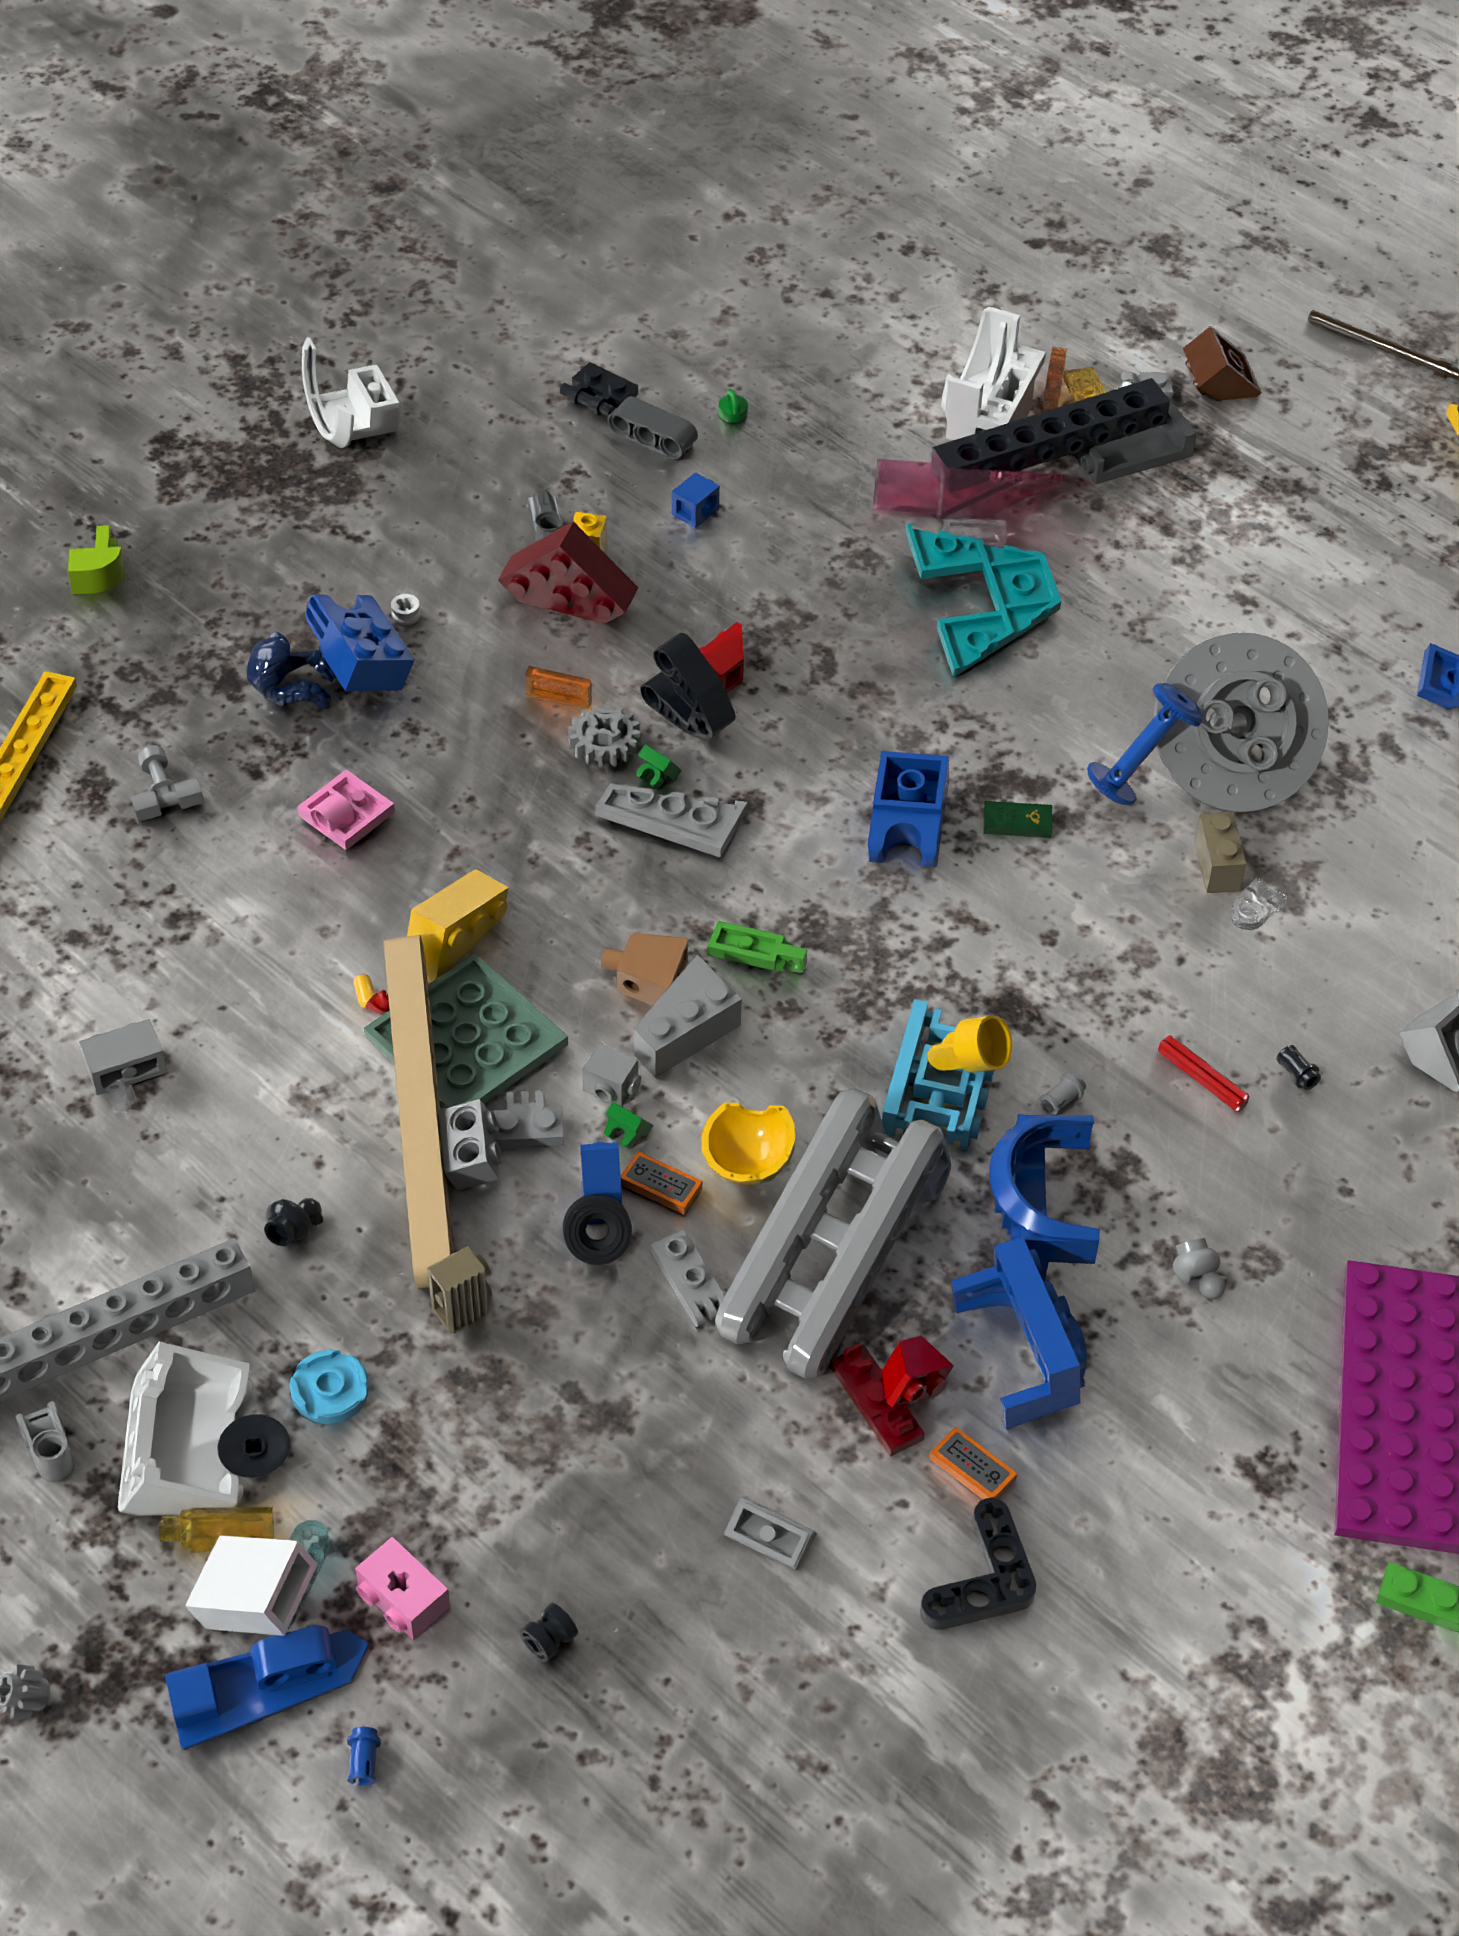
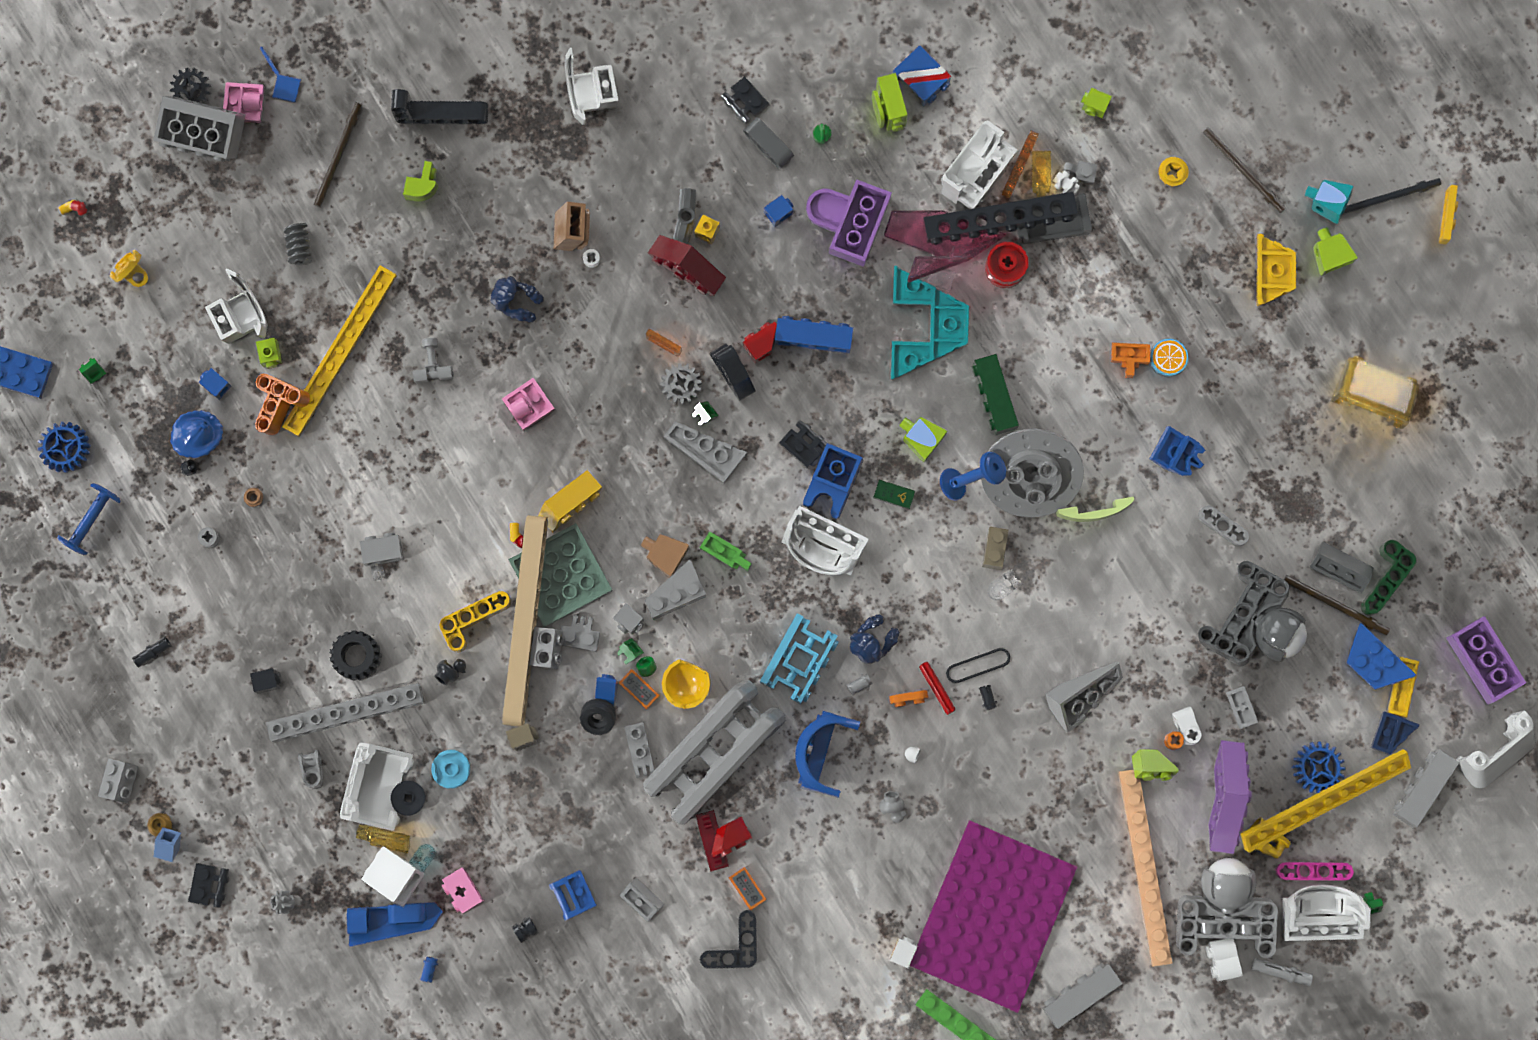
camera: 15 degrees right, 30 degrees up
(96, 1204) = (343, 644): none -> black tyre
(102, 475) = (436, 112): none -> black beam
(291, 1140) = (477, 617): none -> yellow beam
(359, 644) = (558, 288): blue brick -> none
(363, 558) = (571, 227): none -> medium nougat brick
(640, 1541) = (578, 891): none -> blue plate
(663, 1139) = (646, 666): none -> green tile
(807, 637) = (814, 335): none -> blue brick
(823, 480) = (851, 217): none -> medium lavender brick
(827, 346) = (889, 103): none -> lime brick
(838, 779) = (799, 448): none -> black plate
(865, 313) = (923, 75): none -> panel
(914, 881) = (817, 557): none -> white piece
(975, 1046) = (816, 658): yellow piece -> none
(1035, 731) = (922, 436): none -> lime torso
(1045, 1322) = (798, 813): blue piece -> none
(1061, 1022) = (866, 646): none -> dark blue hair
(1082, 499) = (1009, 254): none -> red wheel
(1125, 651) = (995, 393): none -> dark green brick
(1136, 306) = (1095, 102): none -> lime brick
(1159, 1092) = (900, 699): none -> orange plate
(1200, 1179) = (912, 754): none -> white hinge
(1220, 367) = (1130, 169): reddish brown slope -> none
(1268, 1040) = (980, 673): none -> black piece
(1286, 356) = (1174, 163): none -> yellow gear
(1317, 1506) = (903, 952): none -> white brick
(1325, 578) = (1130, 356): none -> orange hinge
(1329, 787) = (1072, 512): none -> yellowish green slope
(1385, 572) = (1169, 357): none -> tile

